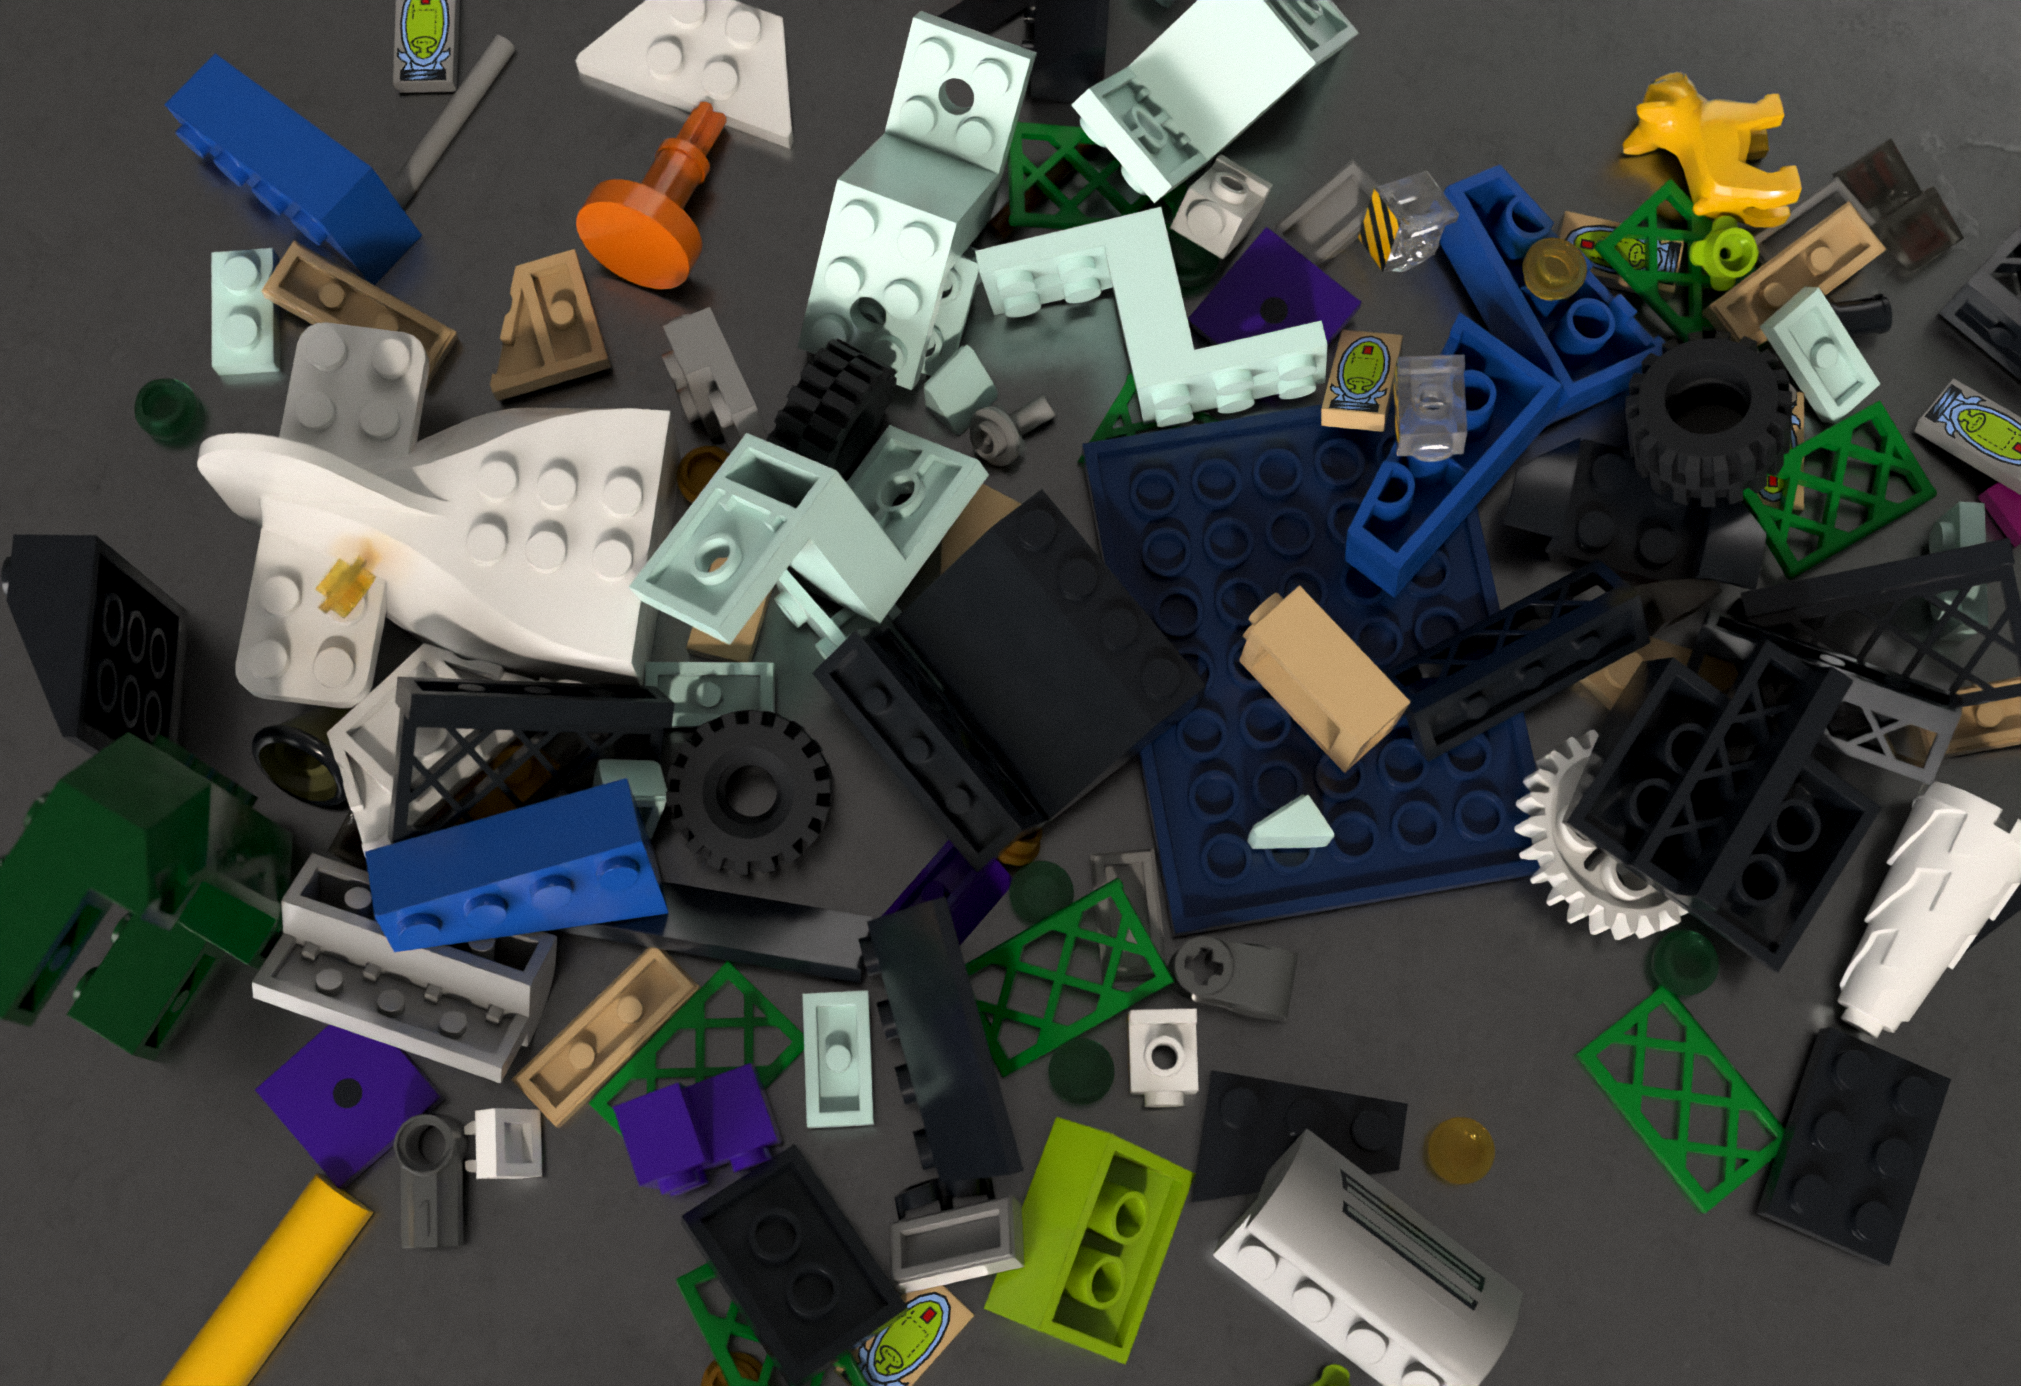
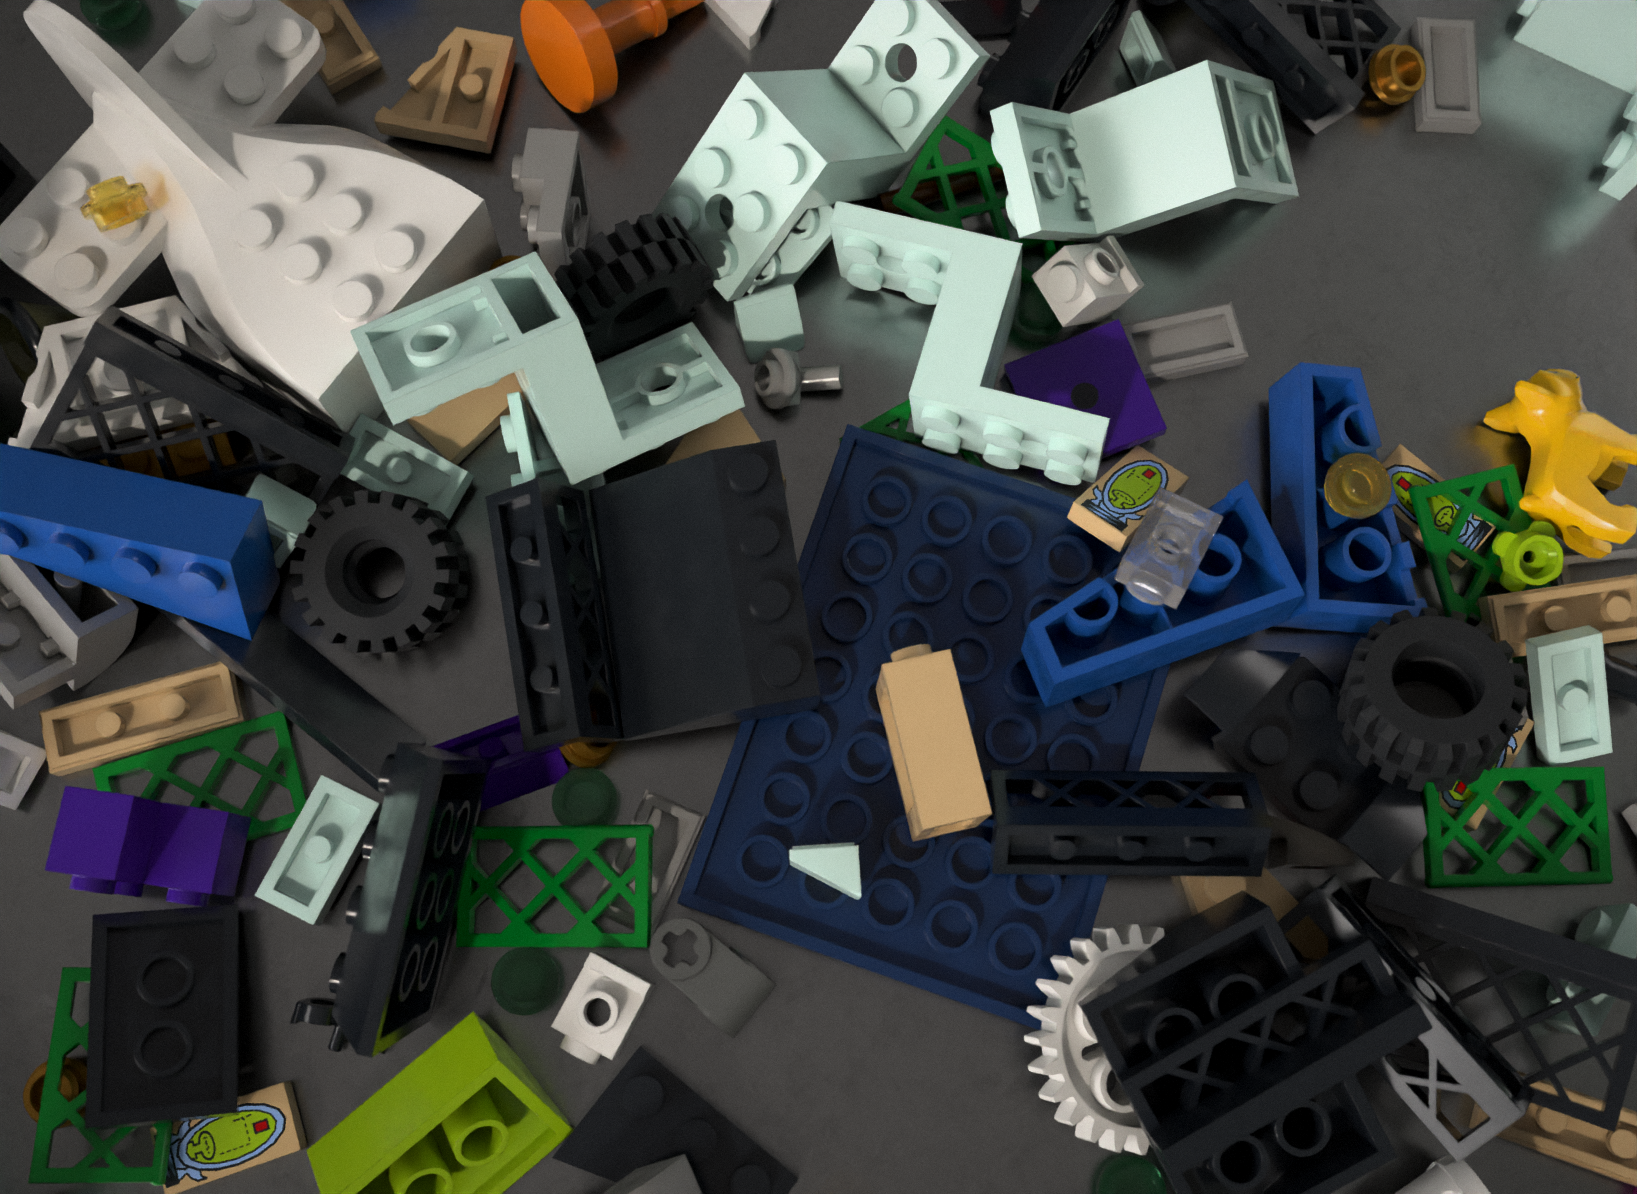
camera: 25 degrees right, 0 degrees up
(956, 1244) = (317, 1078): light grey tile -> none
(1409, 235) = (1238, 395): clear brick -> none

